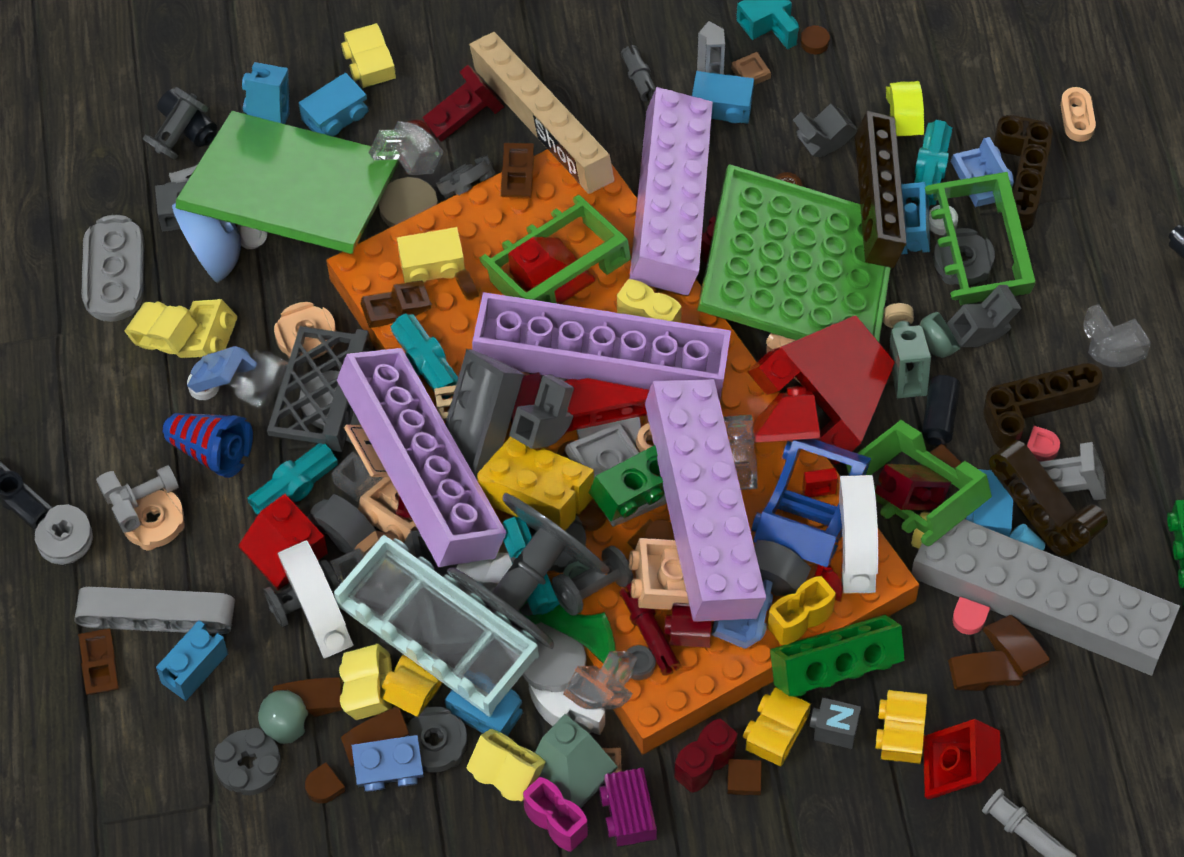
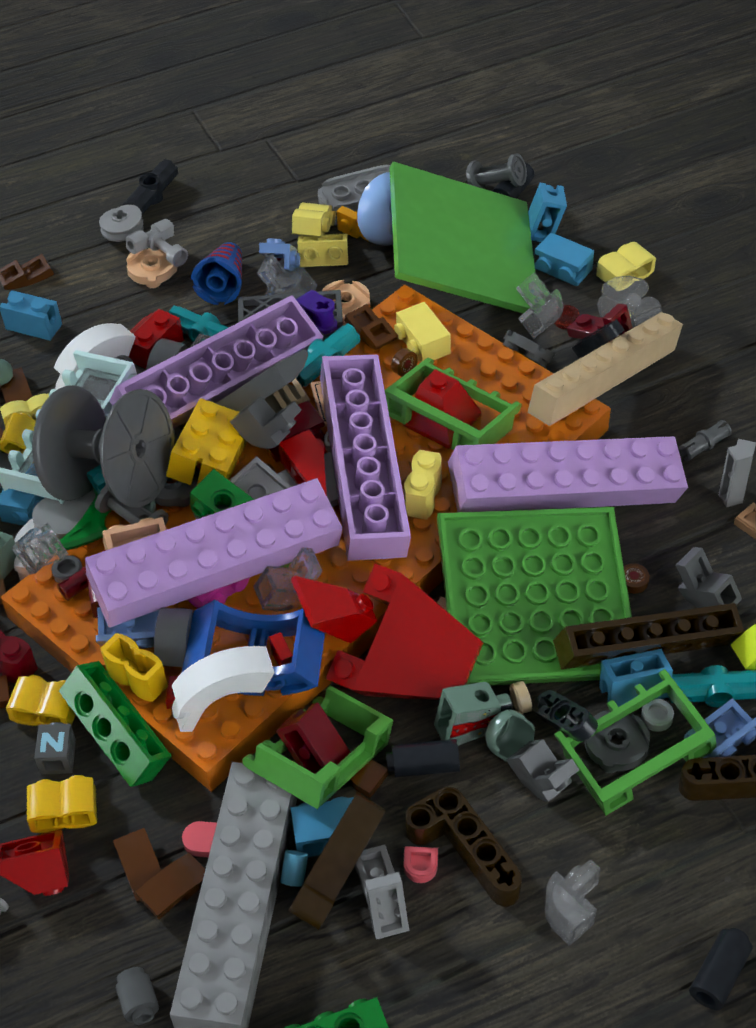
camera: 75 degrees right, 10 degrees down
(153, 609) = (71, 287): light grey beam -> none
(181, 289) = (348, 222): none -> light orange plate
(349, 342) = (319, 311): none -> dark purple piece
(405, 199) = (496, 323): dark tan tile -> none
(429, 70) = (628, 291): none -> clear piece
(501, 95) = (597, 338): none -> black beam
(517, 170) = (529, 370): reddish brown slope -> none
(730, 95) = (707, 503): dark azure brick -> none
(953, 265) = (569, 723): none -> black beam
(1120, 693) = (136, 996): none -> dark grey brick

